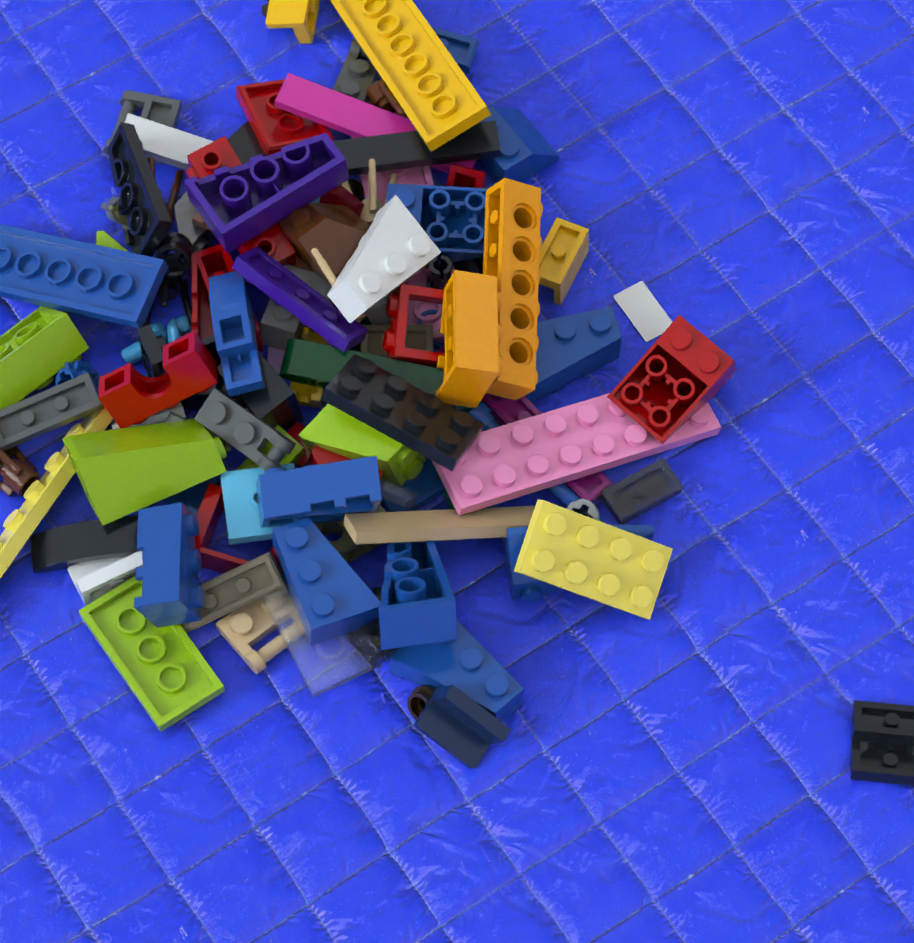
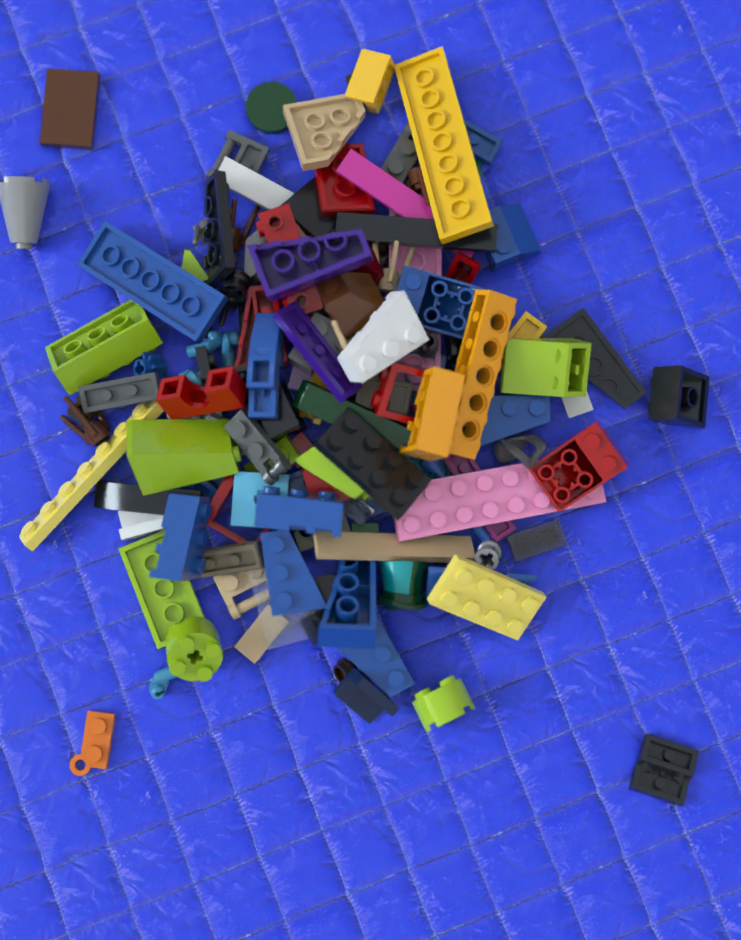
camera: 15 degrees right, 20 degrees up
(95, 874) = (96, 742): none -> orange hinge
(171, 769) = (160, 683): none -> dark azure arm
(173, 59) = (265, 107): none -> dark green tile
(204, 689) = (193, 649): none -> lime brick
(244, 63) = (322, 128): none -> tan plate
(290, 695) = (253, 642): none -> tan tile
(477, 573) = (402, 585): none -> hat
(568, 710) = (443, 703): none -> lime brick
(580, 383) = (512, 448): none -> dark grey piece
(599, 272) = (546, 367): none -> lime slope
(655, 259) = (606, 367): none -> black wing
(780, 284) = (678, 396): none -> black slope

